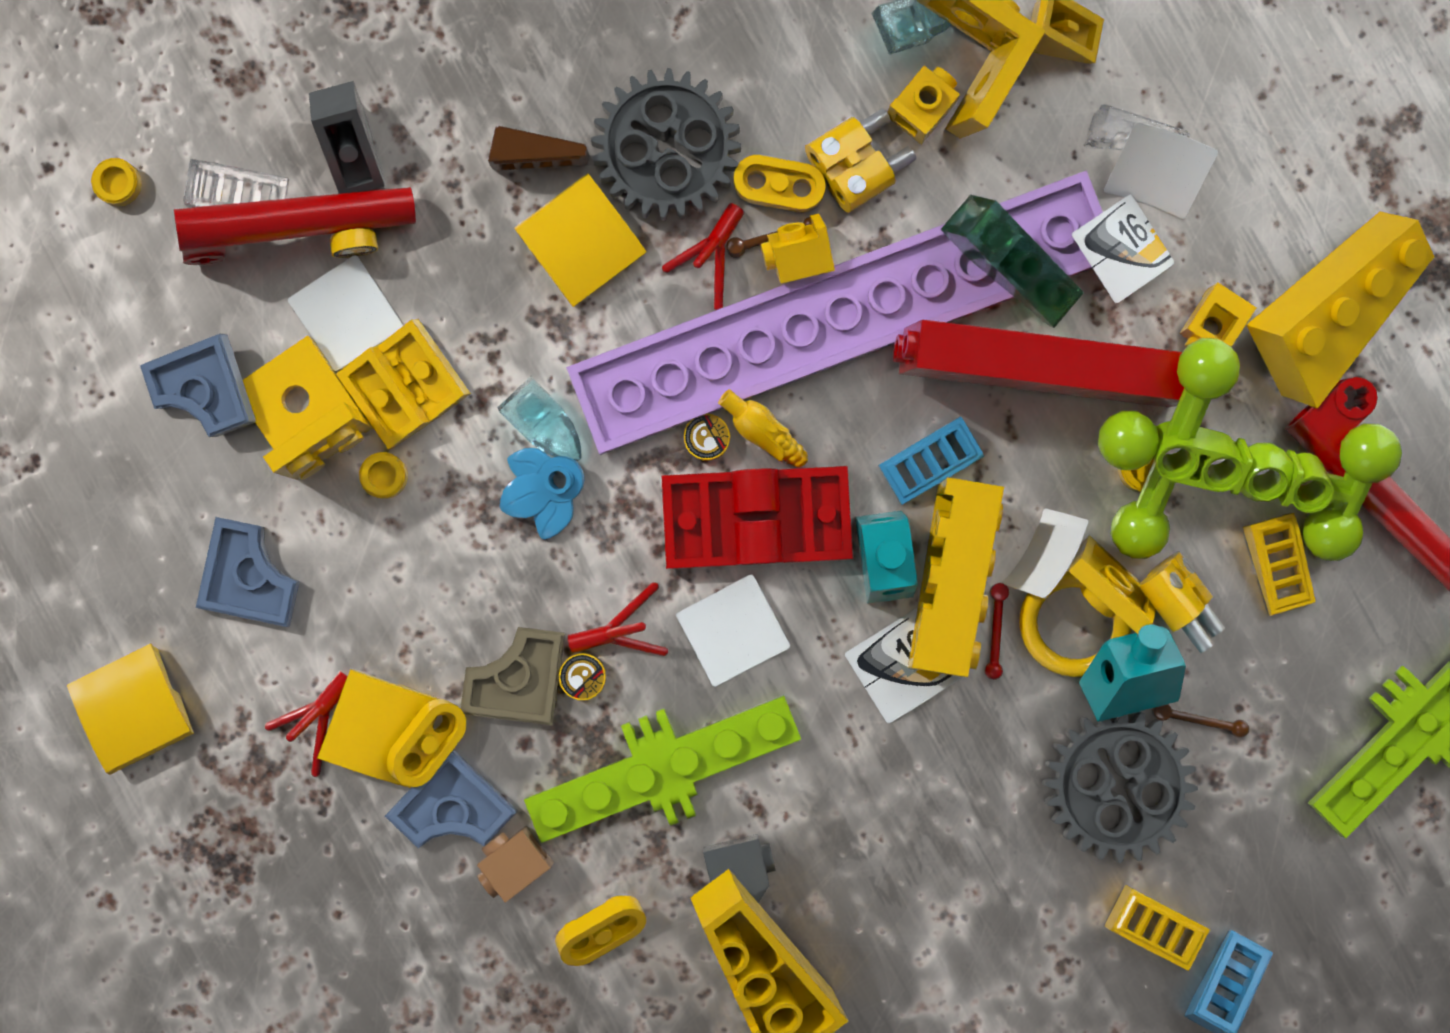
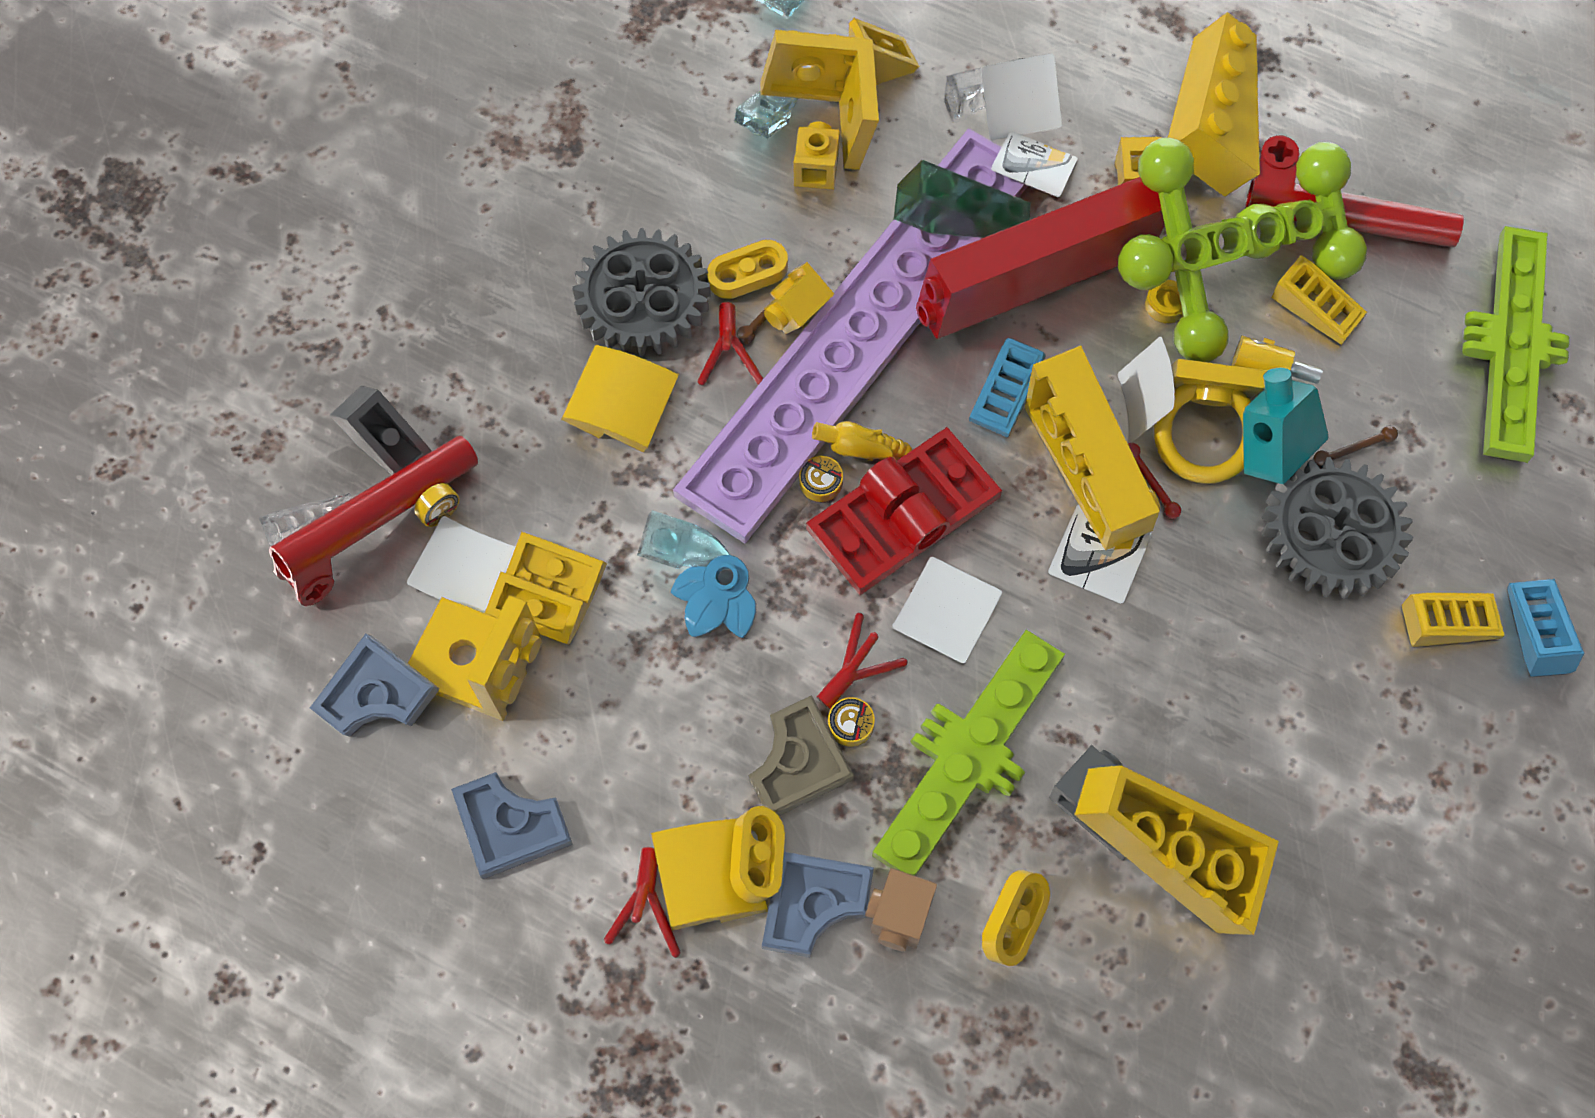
camera: 30 degrees left, 20 degrees down
(116, 182) = (204, 581): yellow tile -> none
(129, 709) = (473, 1002): yellow slope -> none
(383, 475) = (575, 669): yellow tile -> none
(526, 150) = (542, 353): reddish brown slope -> none
(852, 164) = (795, 225): yellow piece -> none
(886, 556) = (1026, 466): teal torso -> none

